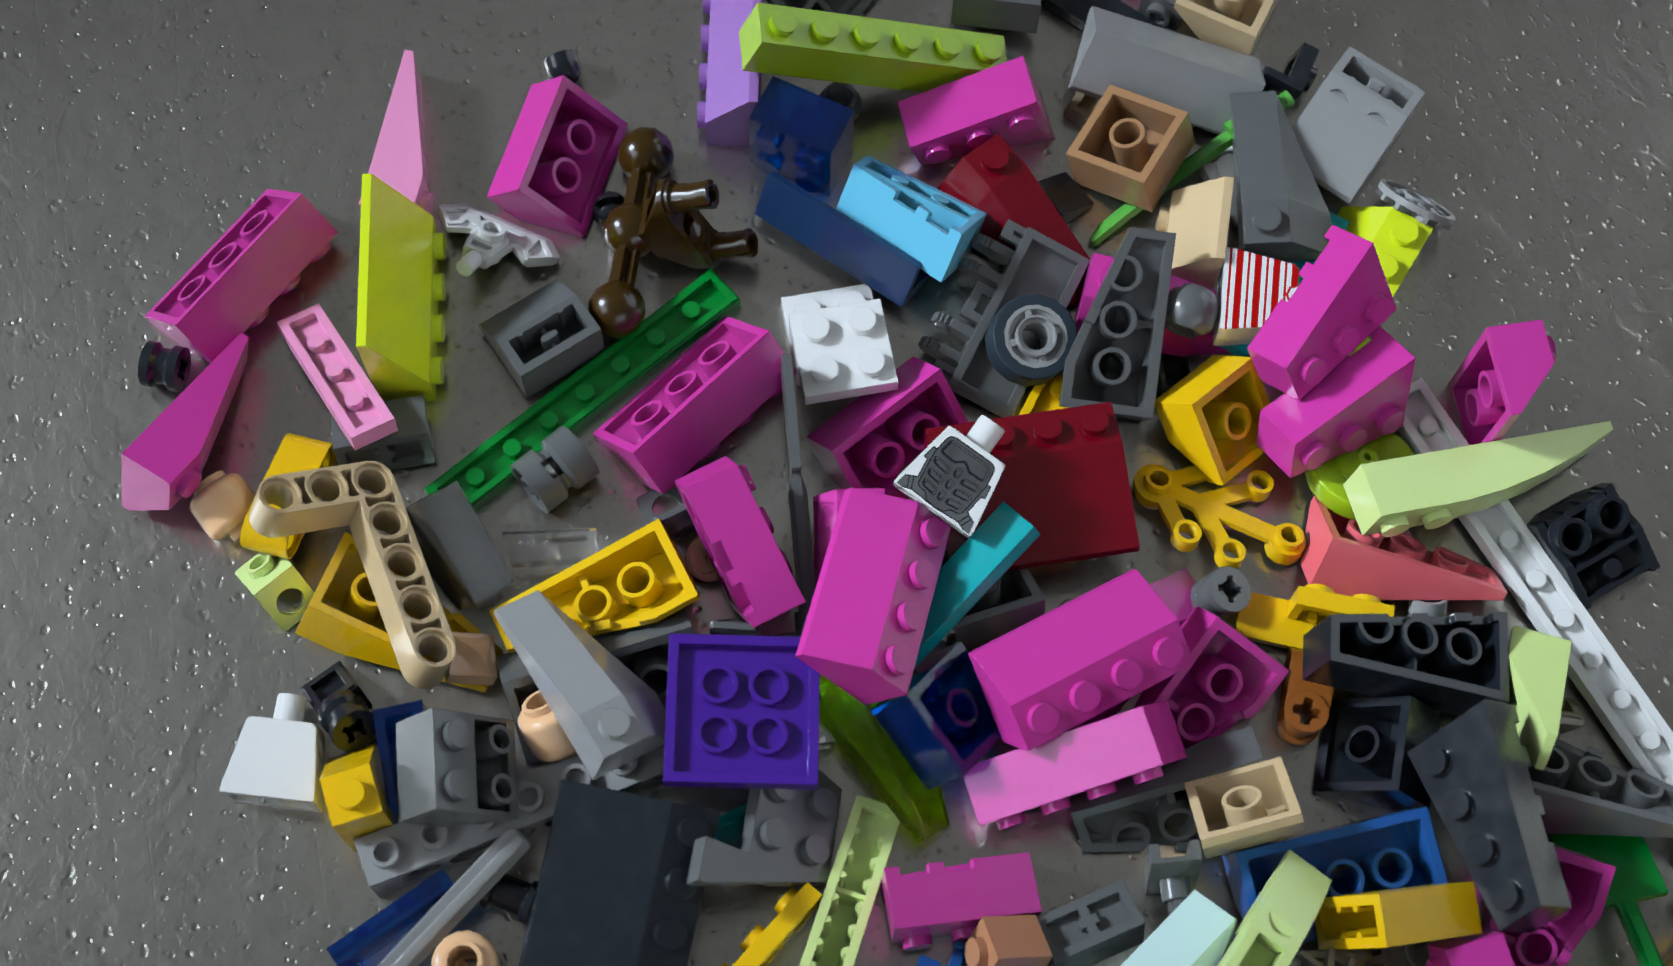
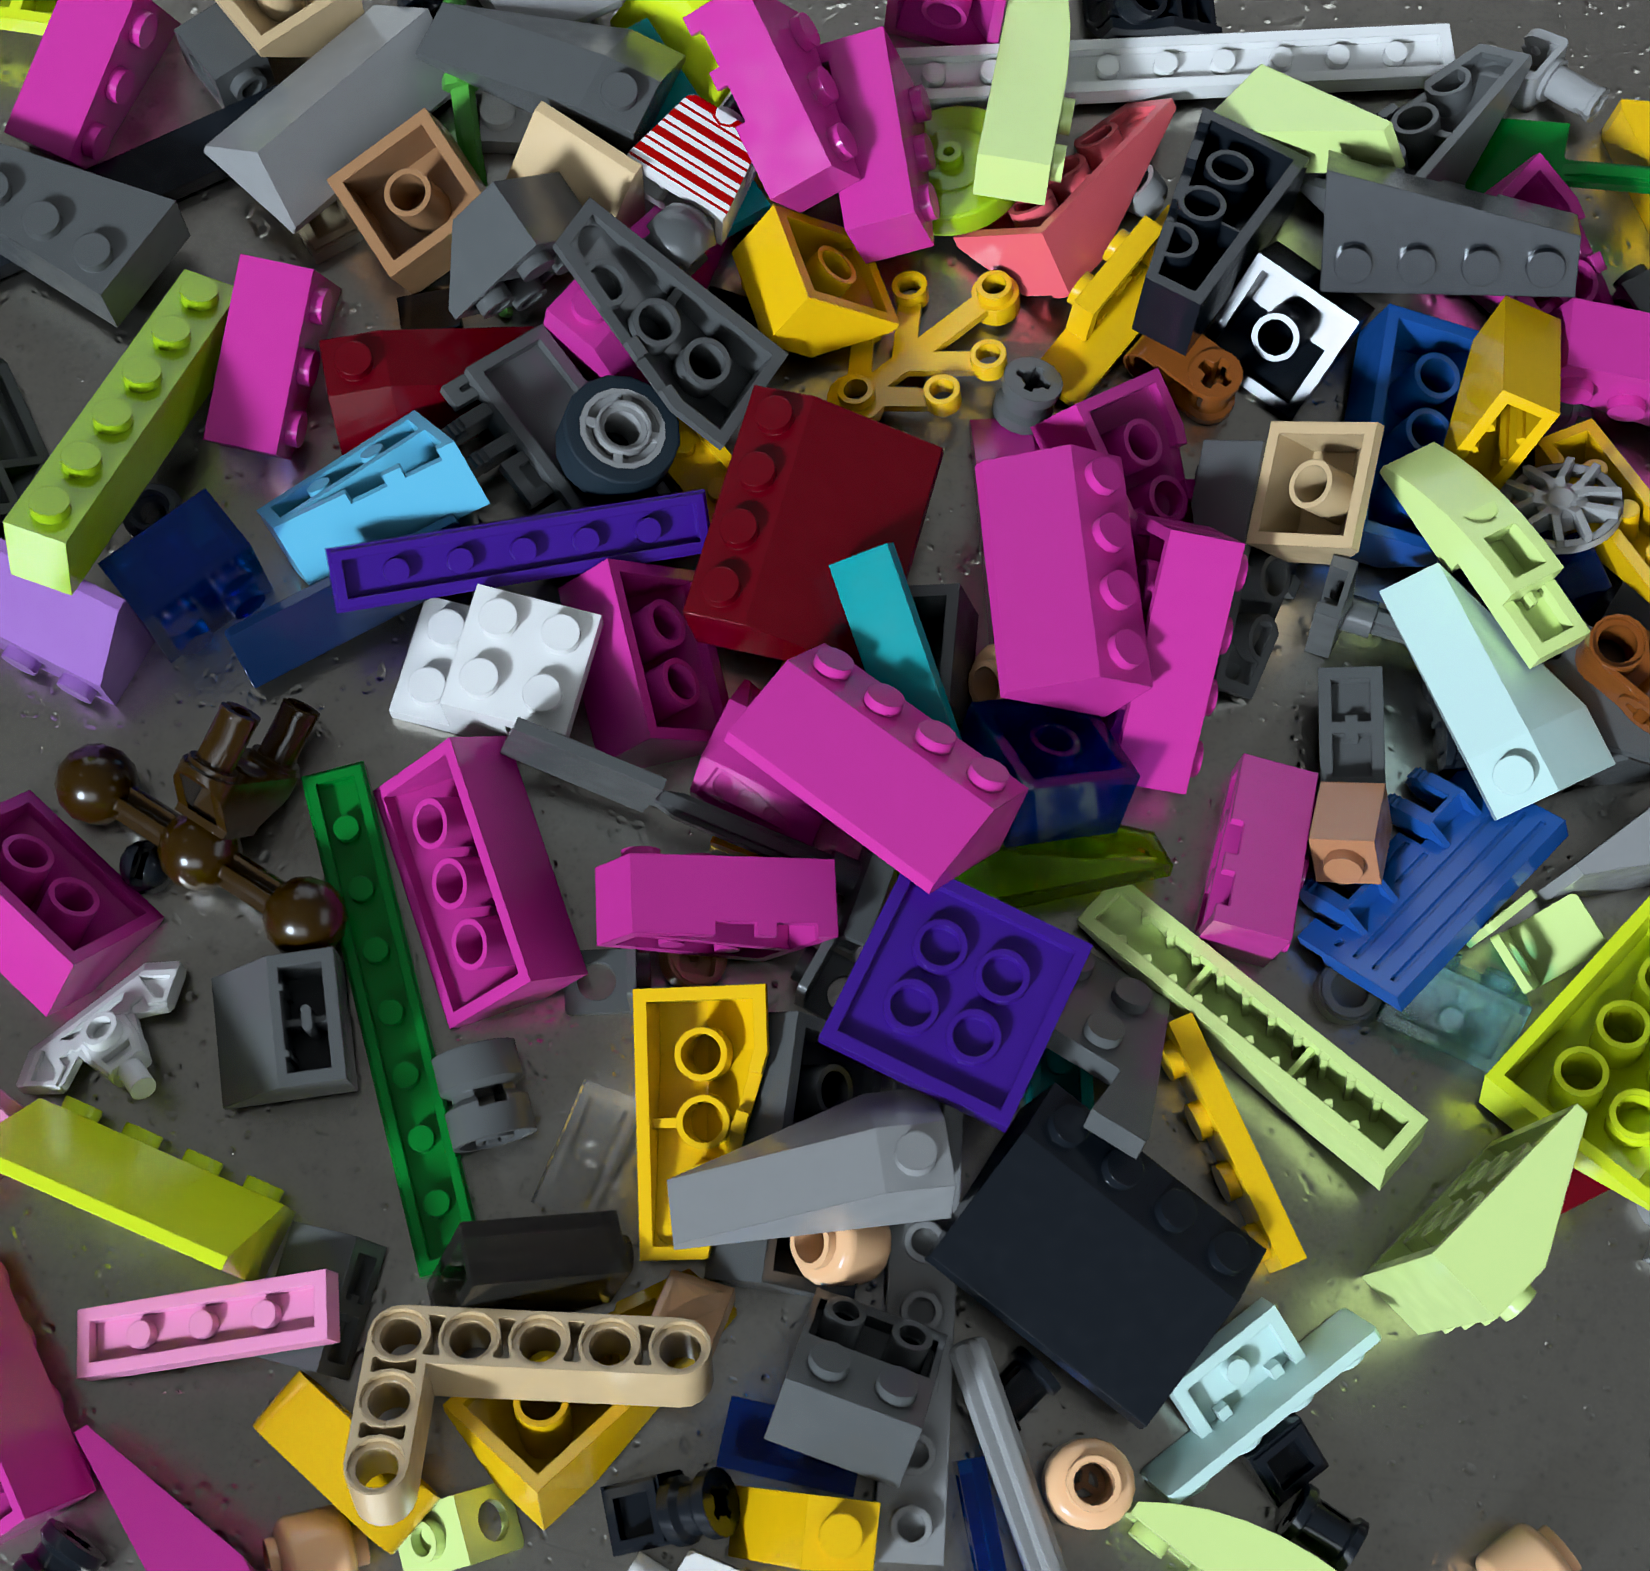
camera: 70 degrees left, 5 degrees up
(918, 313) = (516, 550): none -> dark purple tile
(956, 475) = (775, 600): torso -> none
(1124, 198) = (506, 244): none -> dark grey slope

